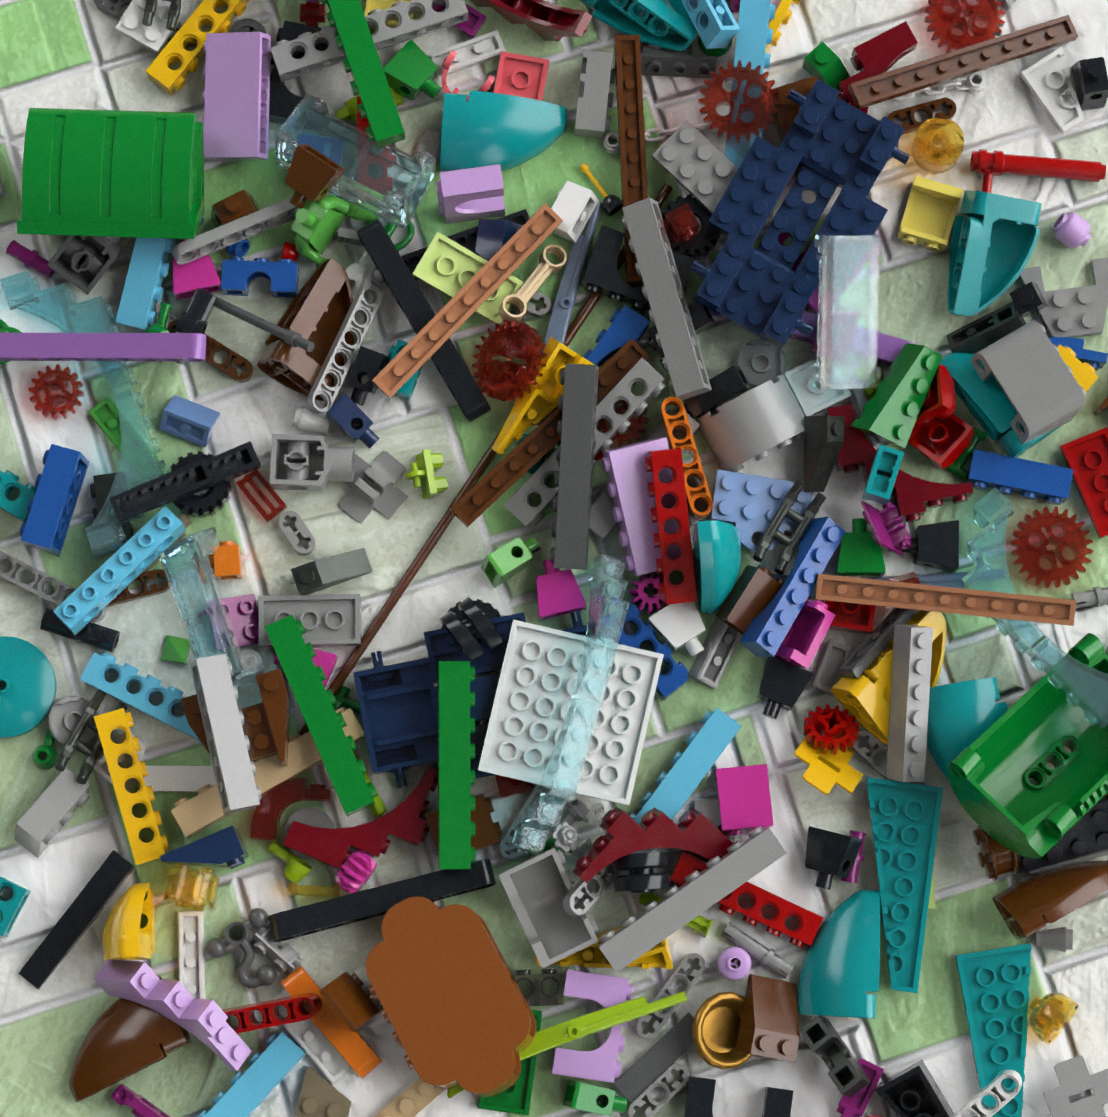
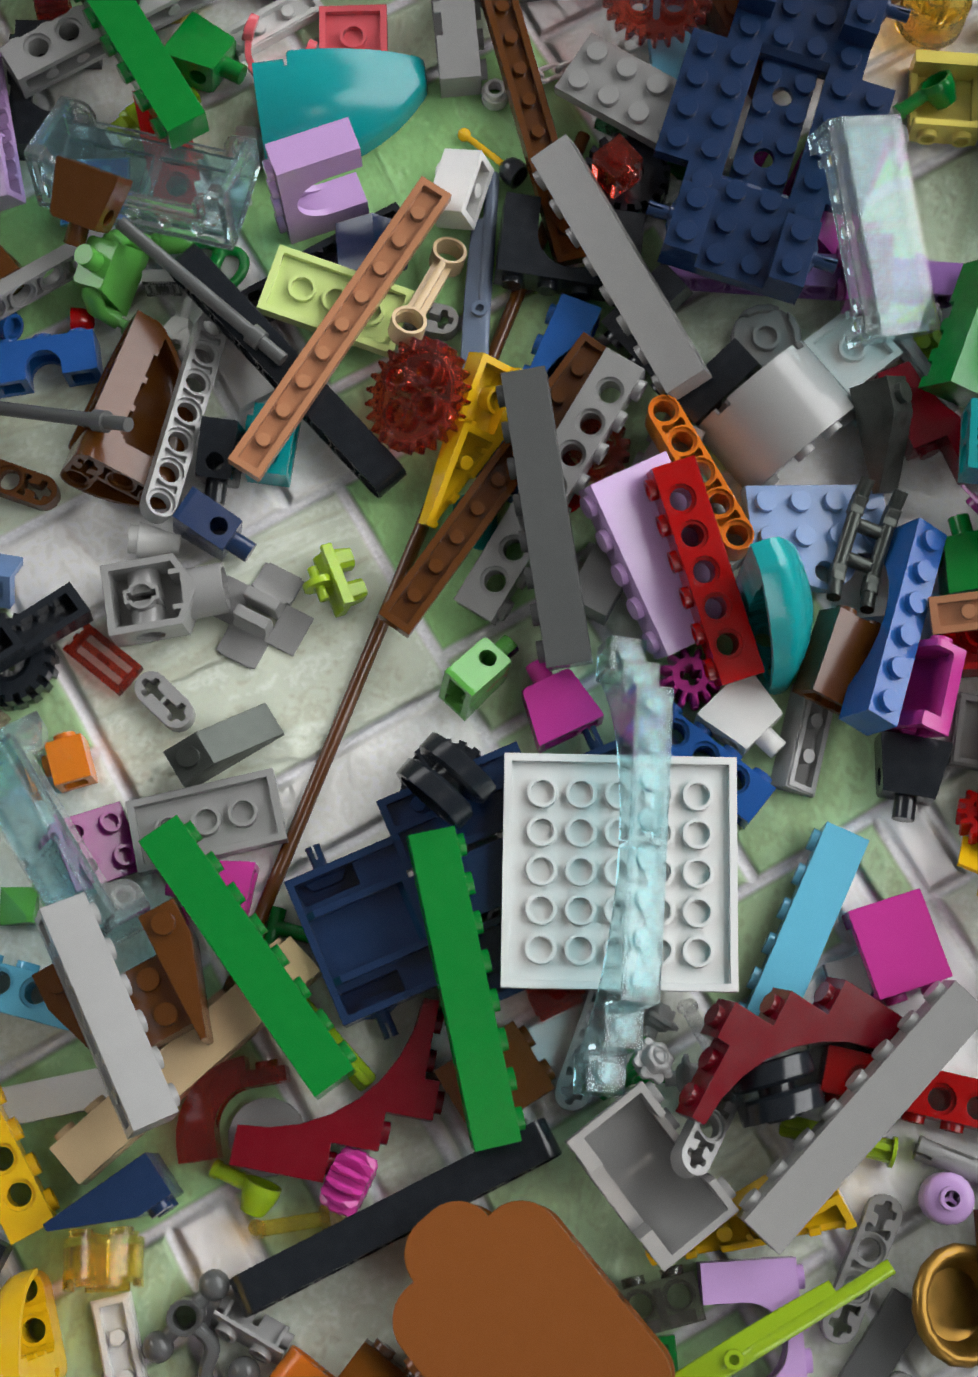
camera: 10 degrees left, 5 degrees down
(407, 296) = (253, 335): none -> dark grey bar
(924, 207) = (937, 90): none -> green bar

